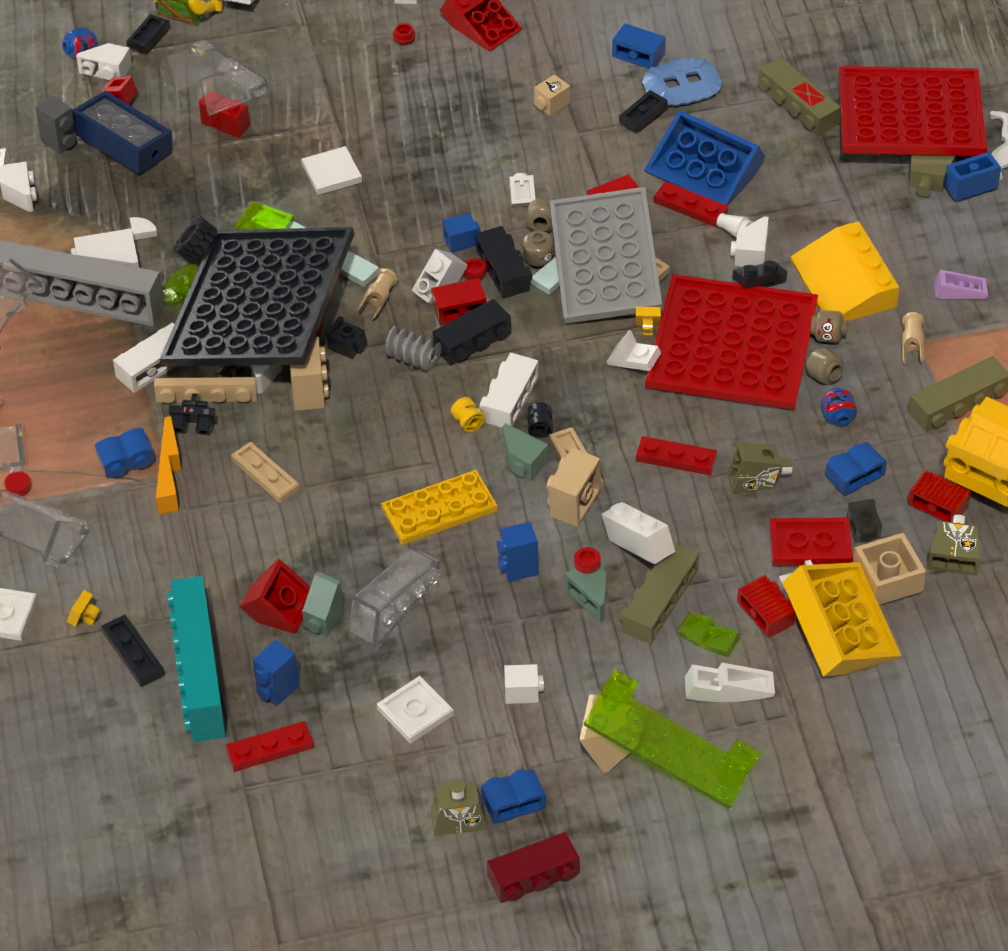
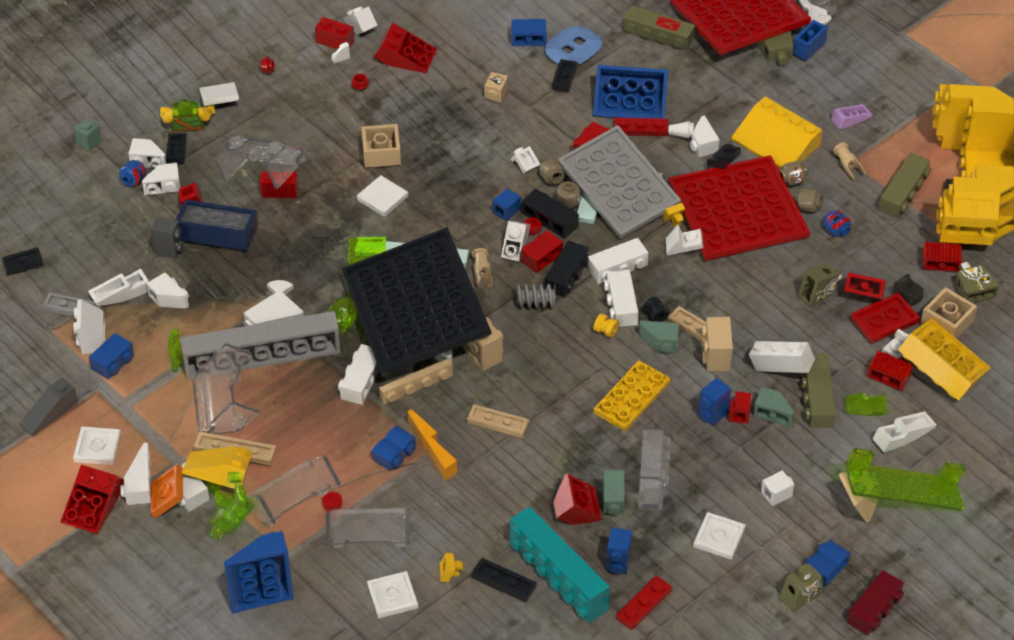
camera: 30 degrees left, 0 degrees up
(107, 25) = (146, 152): none -> white slope
(193, 412) = (422, 399): black hips -> none
(195, 239) = (331, 280): black tyre -> none
(345, 338) = (489, 306): black brick -> none
(366, 112) = (381, 145): none -> tan brick
(546, 344) = (626, 256): none -> white brick
(550, 573) = (740, 408): none -> red brick
(587, 560) = (763, 388): red tile -> none
(676, 455) = (758, 297): red plate -> none
(811, 493) = (865, 286): none -> red brick
(856, 468) = (877, 258): blue brick -> none

